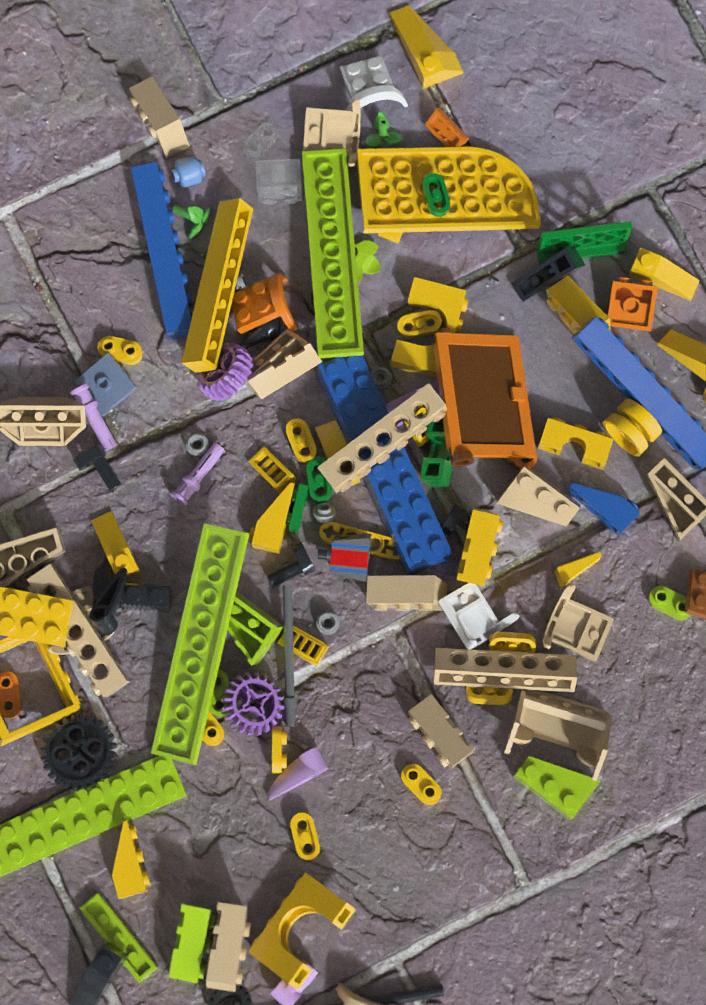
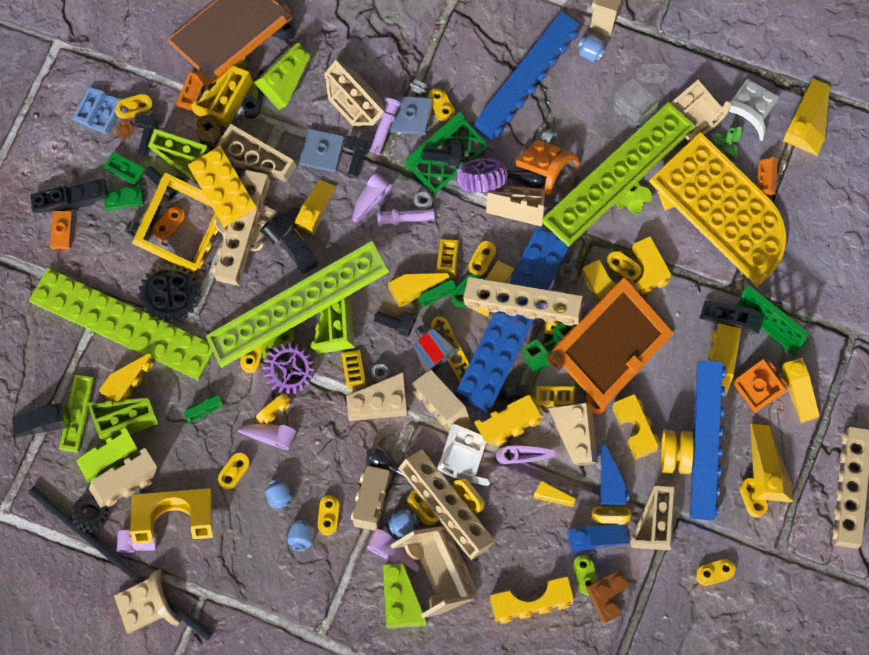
camera: 50 degrees right, 5 degrees down
(64, 494) = (321, 150): none -> sand blue plate
(83, 354) = (418, 87): none -> light grey plate
(107, 604) = (271, 229): black piece -> none
(149, 485) = (372, 194): none -> lavender piece
(152, 390) = (435, 141): none -> green fence
(162, 901) = (114, 416): none -> lime wedge
(181, 383) = (451, 156): none -> black piece
(195, 215) = (566, 76): bright green plant -> none
(217, 286) = (533, 124): yellow brick -> none
(217, 824) = (196, 411): none -> green plate
(289, 701) = (310, 391): dark grey bar -> none
(324, 512) = (448, 311): light grey plate -> none
(355, 646) = (379, 400): none -> tan wedge
(363, 813) = (278, 494): none -> medium blue head
(407, 693) = (379, 458): none -> black piece
(420, 826) = (300, 535): none -> medium blue head
(436, 196) = (713, 203): green plate -> none
(487, 475) = (556, 389): none -> yellow slope
(488, 722) = (403, 522): none -> medium blue head
(494, 757) = (381, 545): none -> lavender piece
(516, 563) = (523, 454): none -> lavender piece
(577, 627) = (514, 527): tan piece -> none
(637, 533) = (611, 514): none -> yellow plate
(646, 564) = (596, 537): none -> blue slope
(667, 643) = (506, 606): none -> yellow arch

